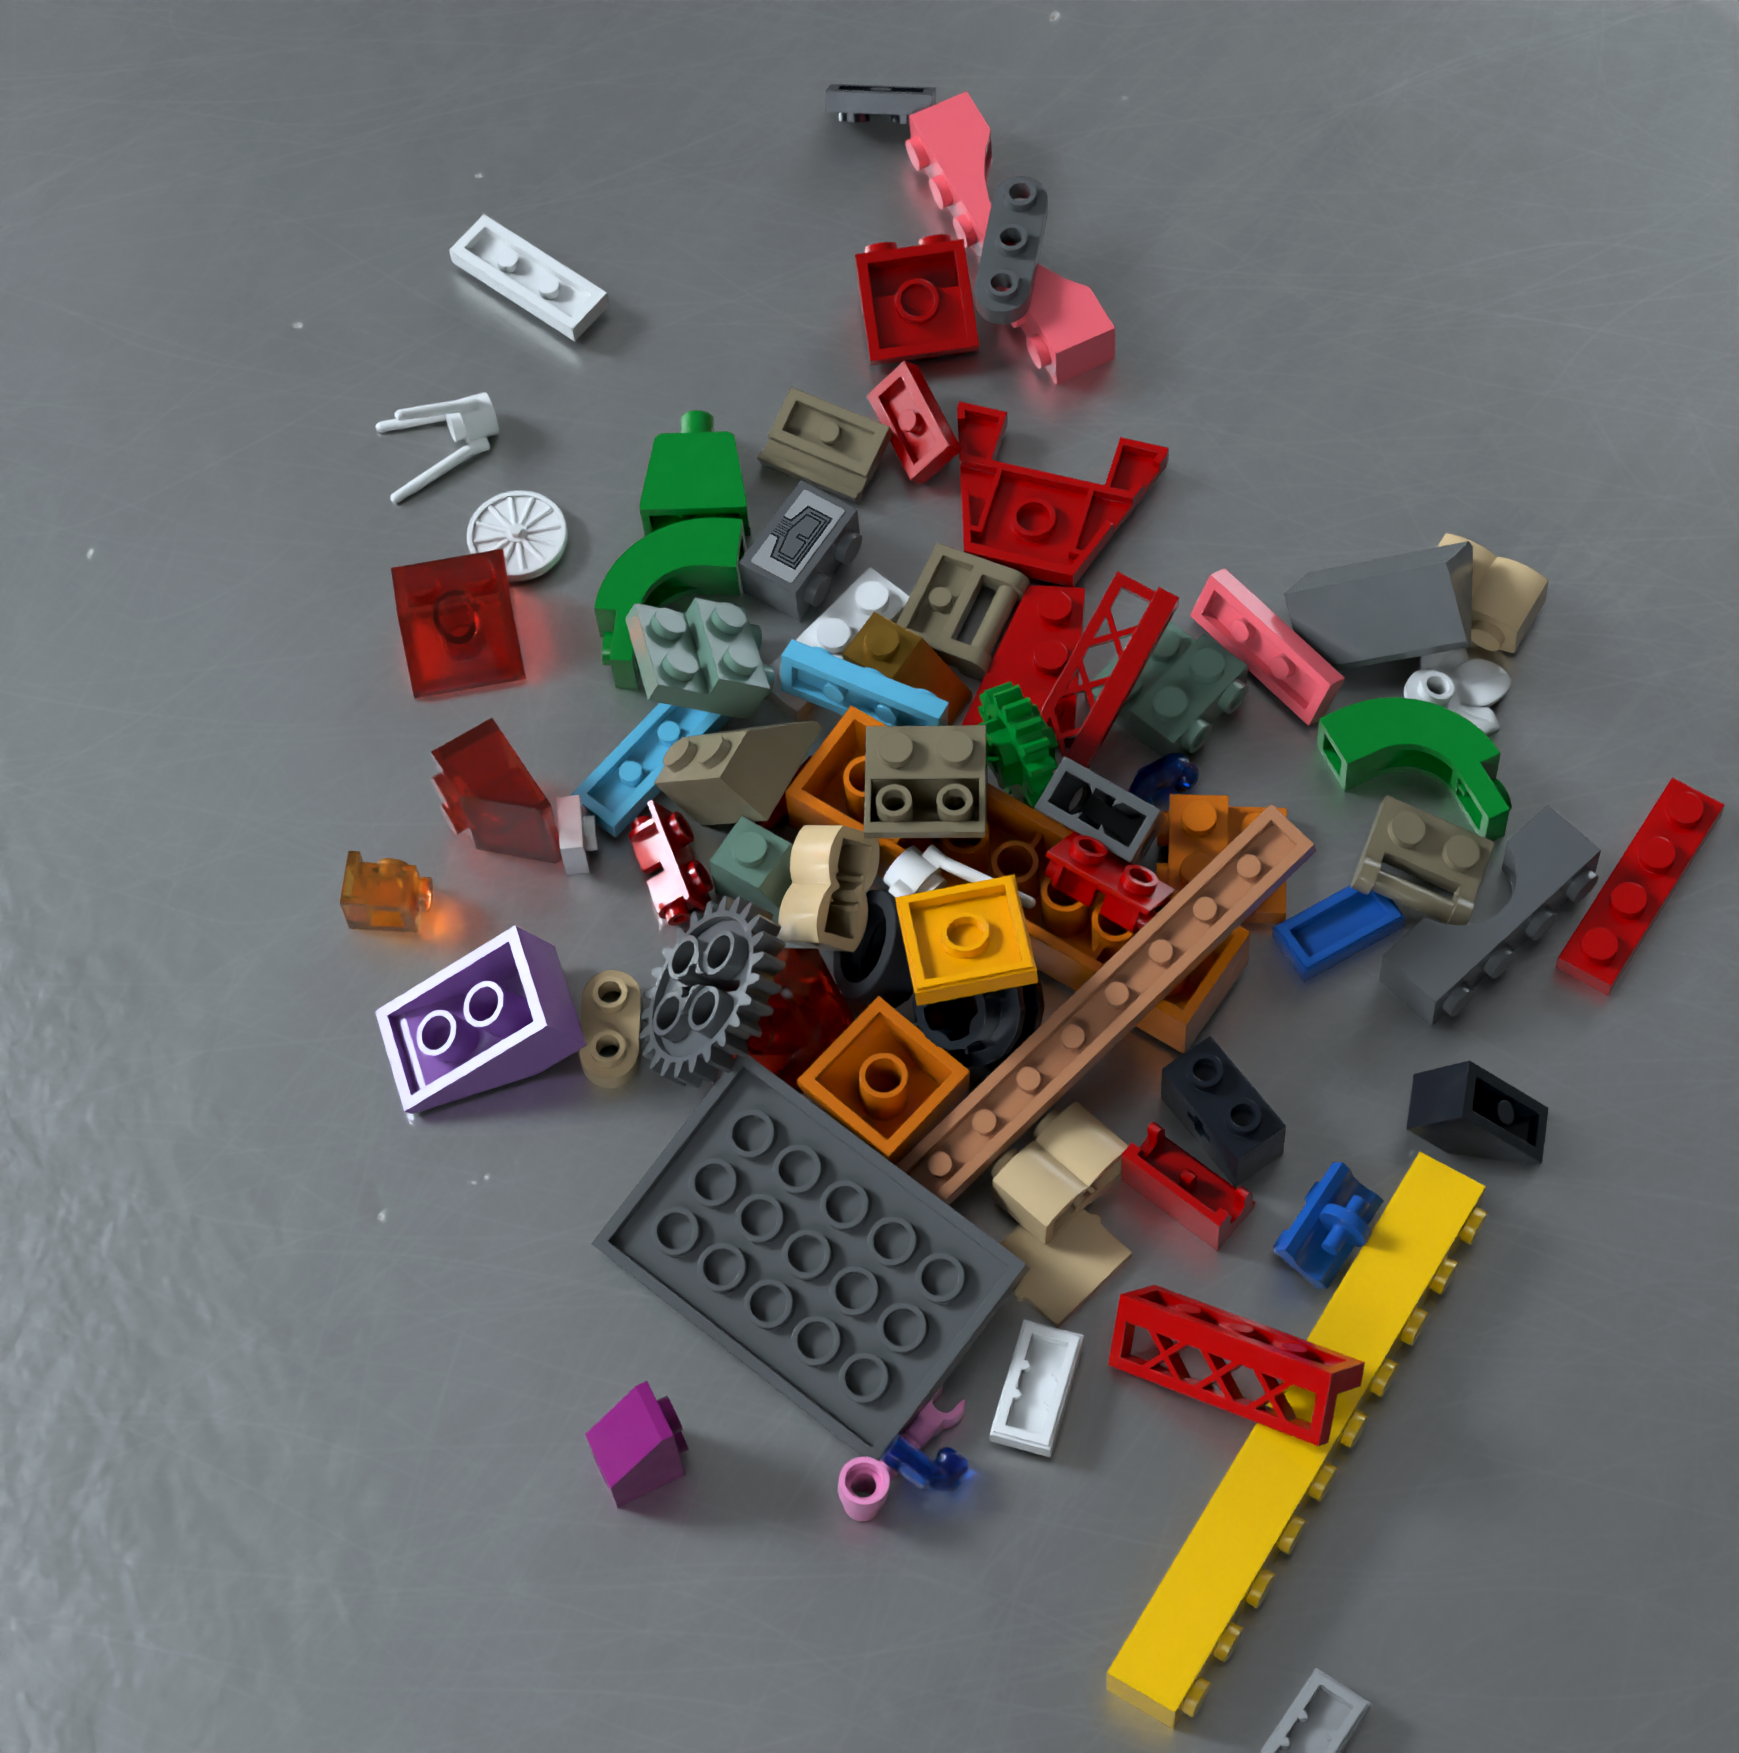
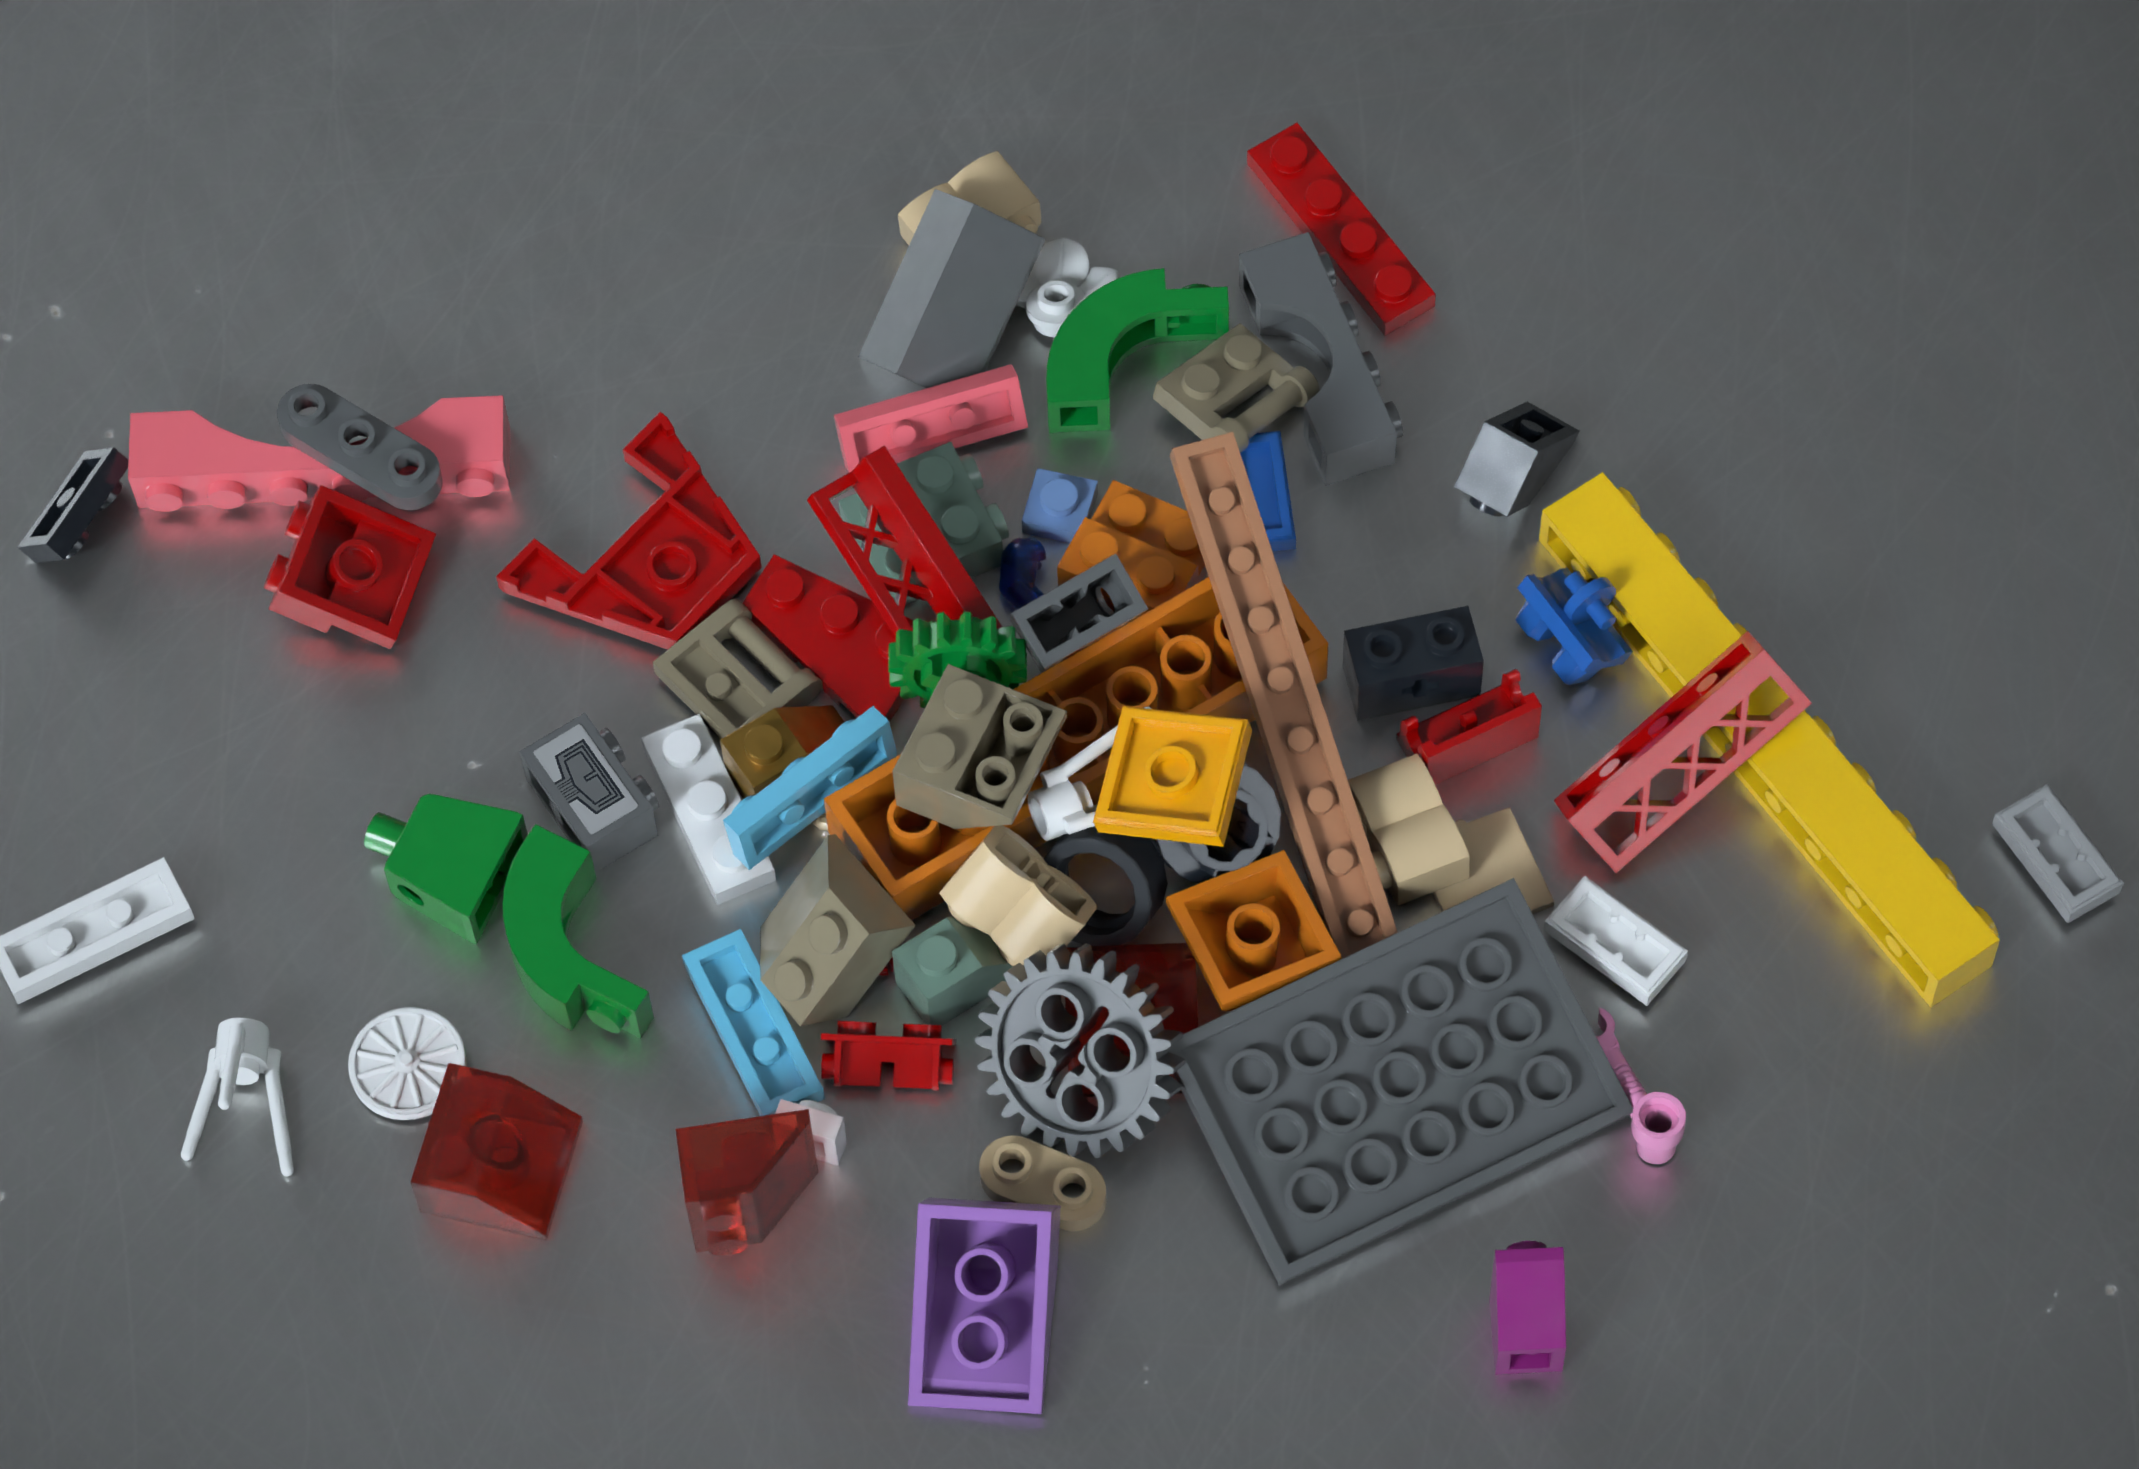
camera: 70 degrees left, 0 degrees up
(384, 894) = (783, 1341): clear orange brick -> none
(701, 657) = (679, 923): sand green plate -> none
(825, 445) = (471, 723): dark tan plate -> none
(917, 423) = (494, 629): red plate -> none
(921, 1470) = (1660, 1066): clear blue arm -> none
(1085, 866) = (1179, 623): red hinge -> none
(1245, 777) = (1058, 505): none -> medium blue plate

